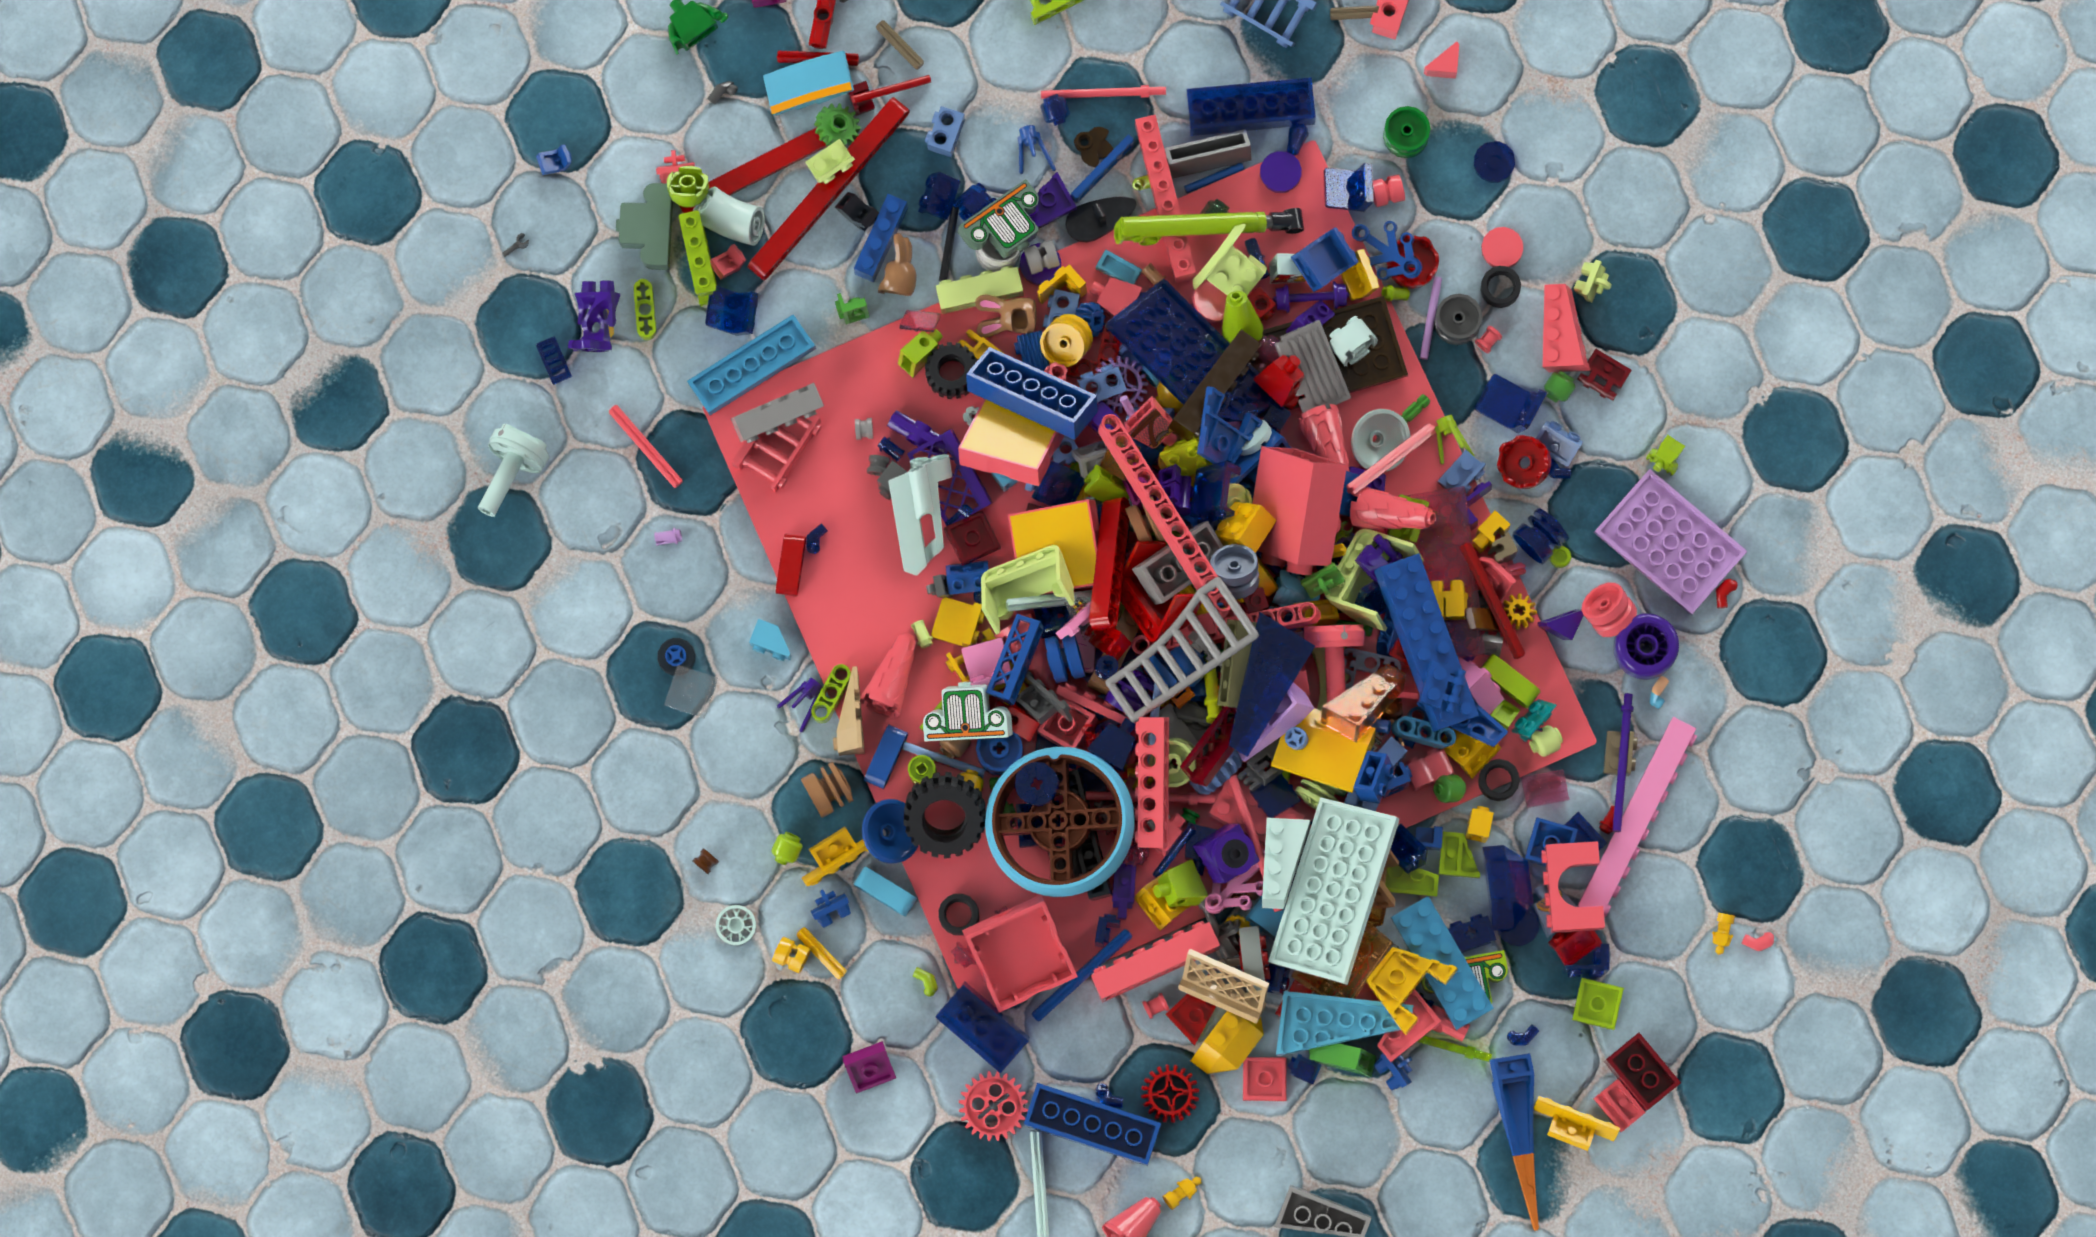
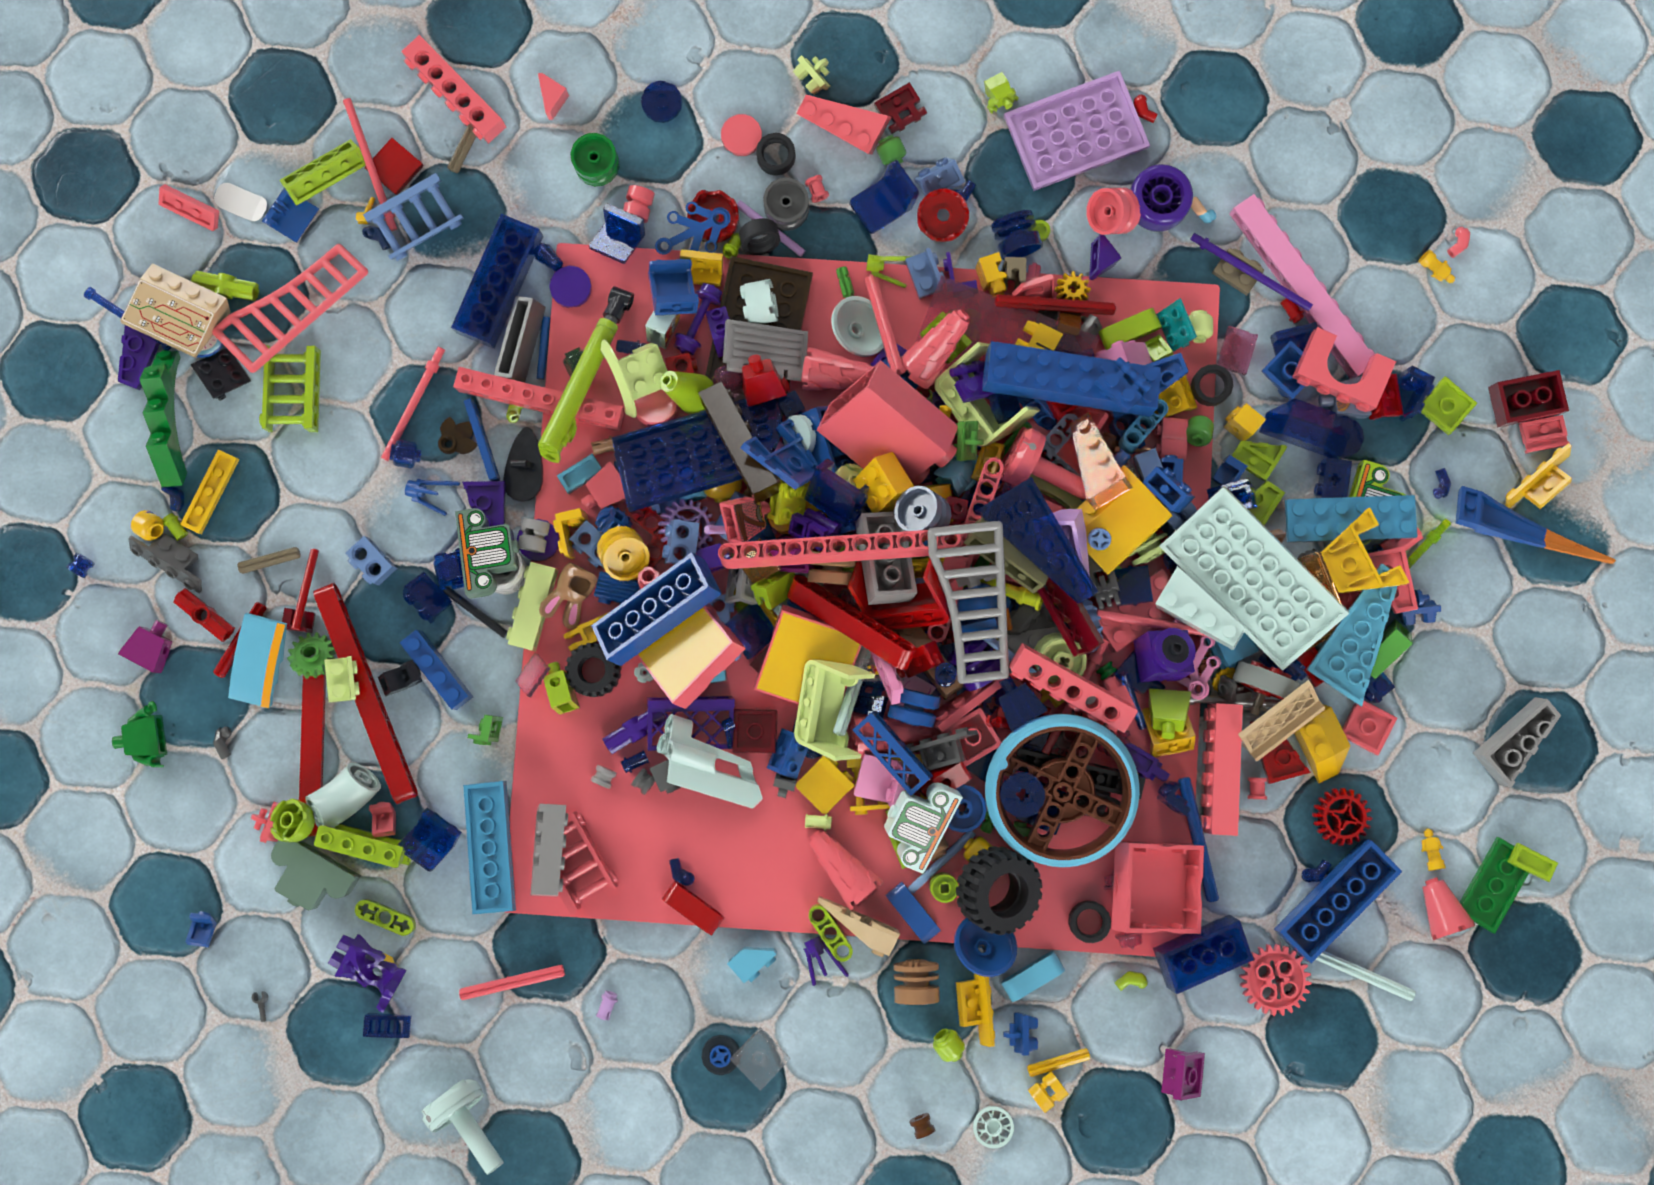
camera: 65 degrees left, 5 degrees up
(900, 273) = (478, 669): medium nougat piece -> none
(1414, 311) = (756, 228): none -> black tyre

